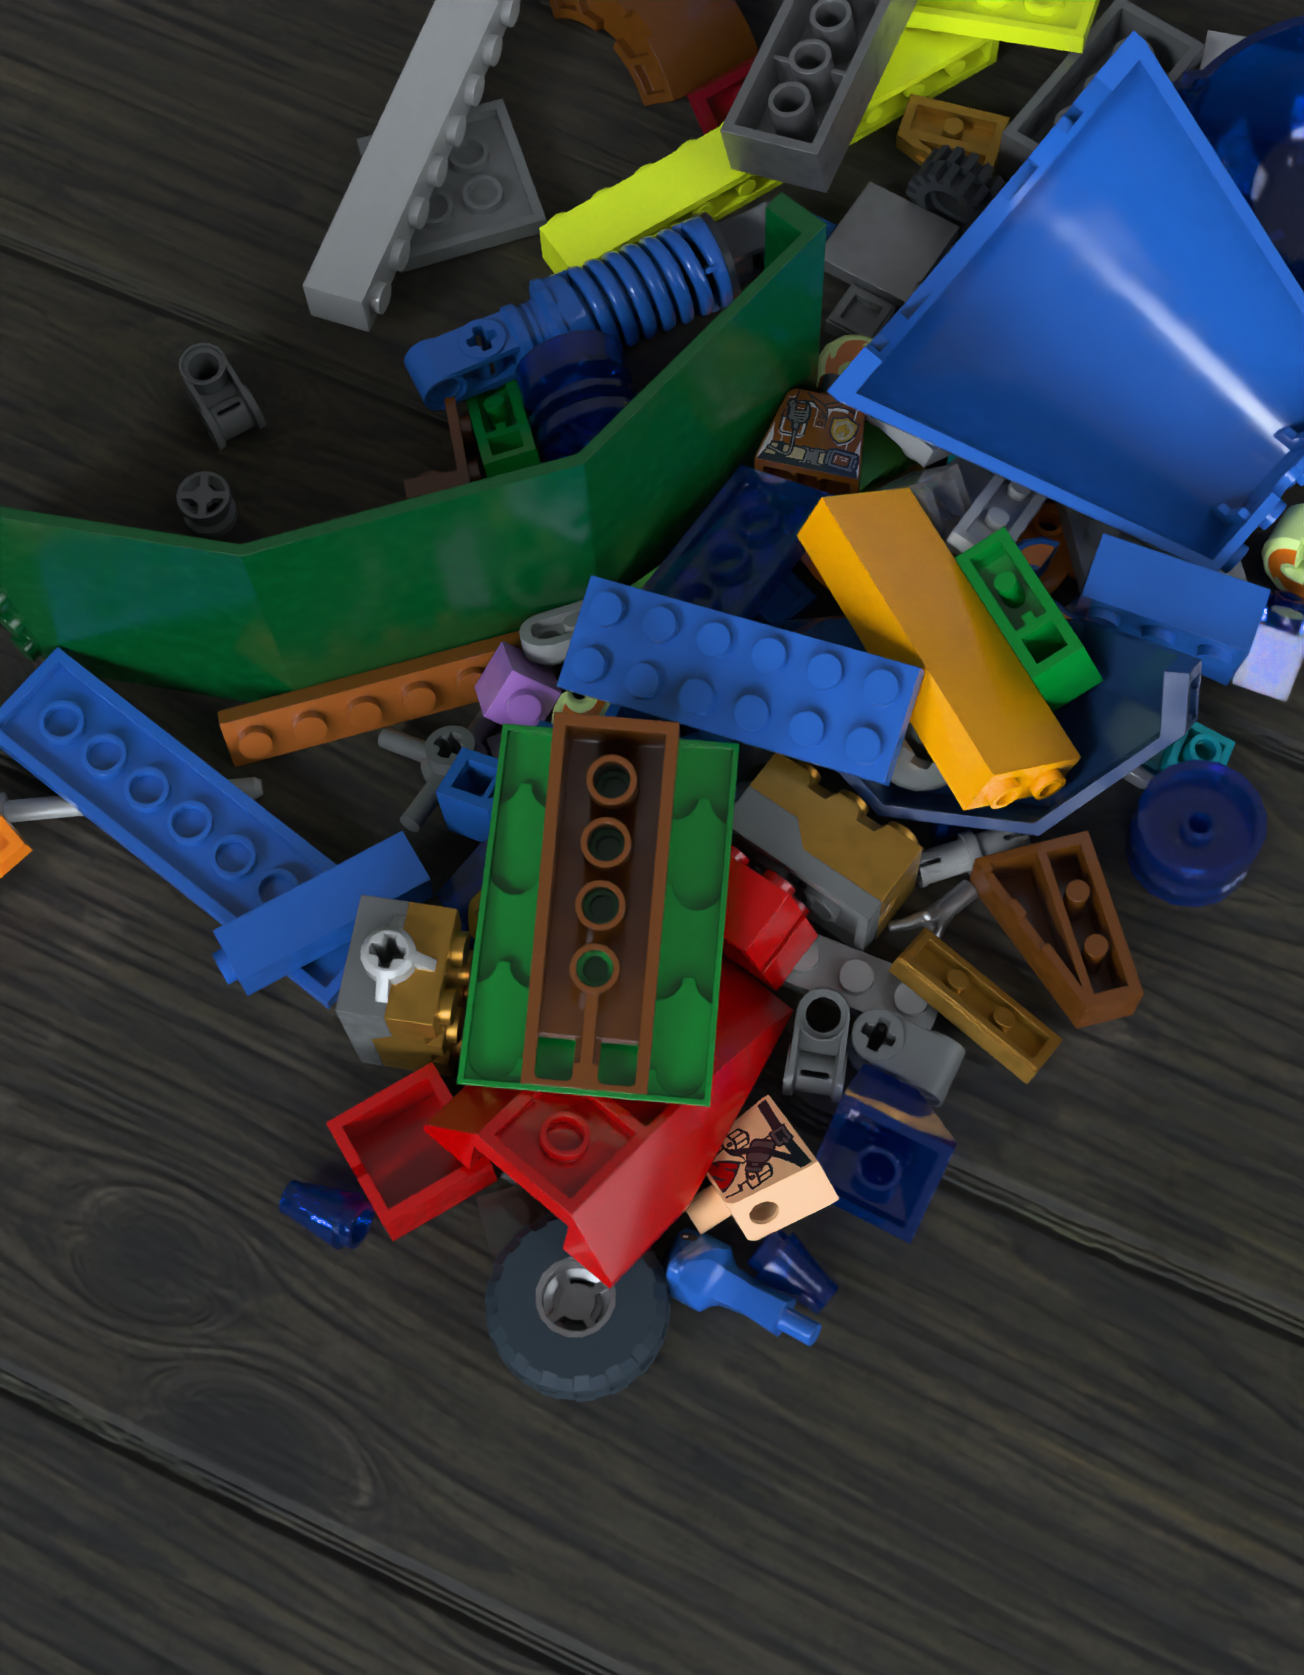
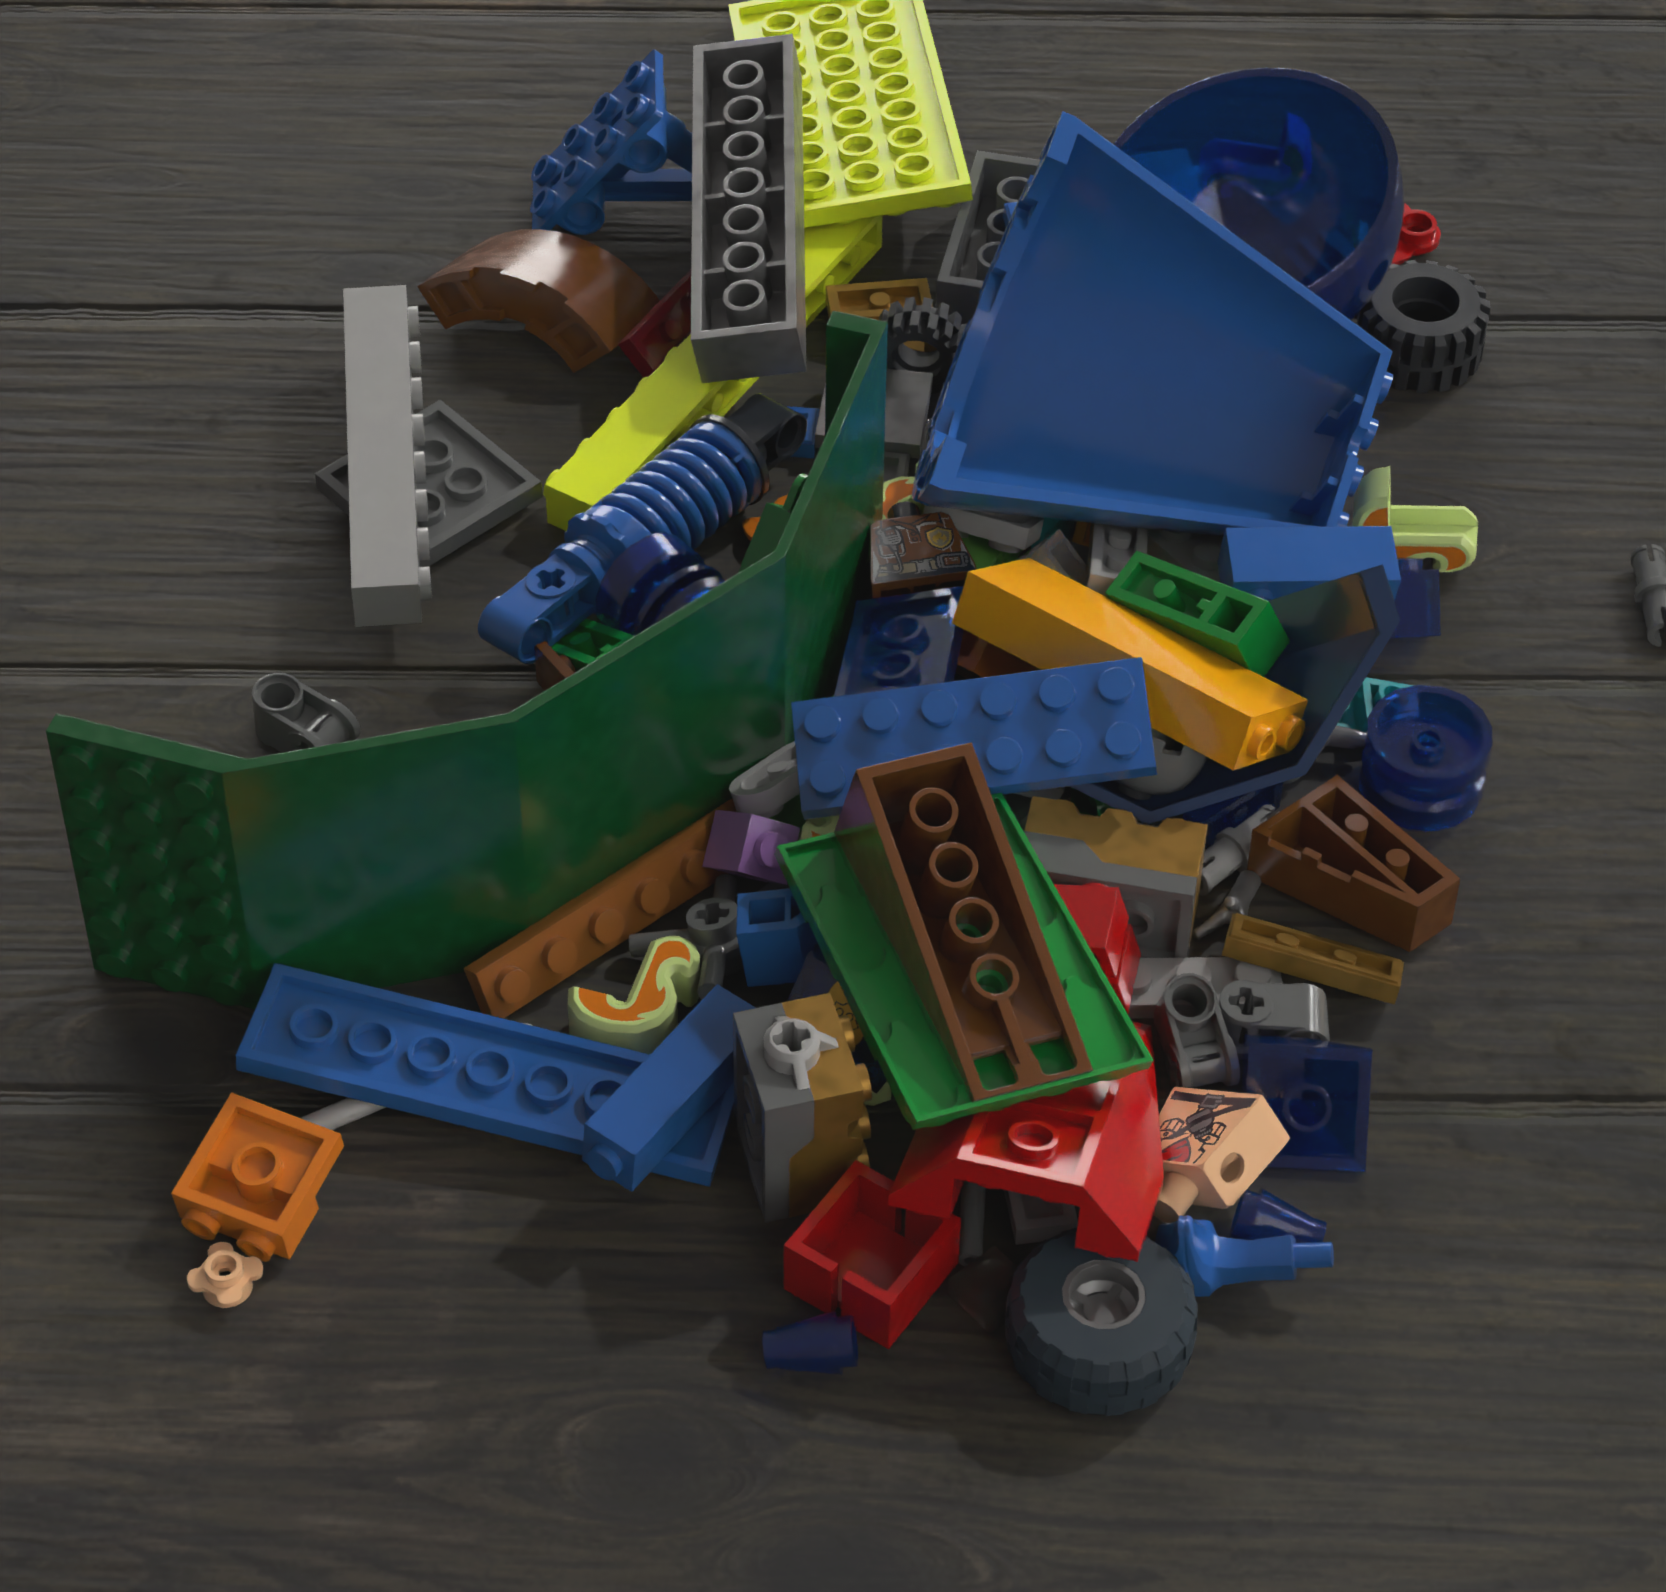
camera: 30 degrees left, 20 degrees down
(364, 810) = (650, 1014): none -> yellowish green animal

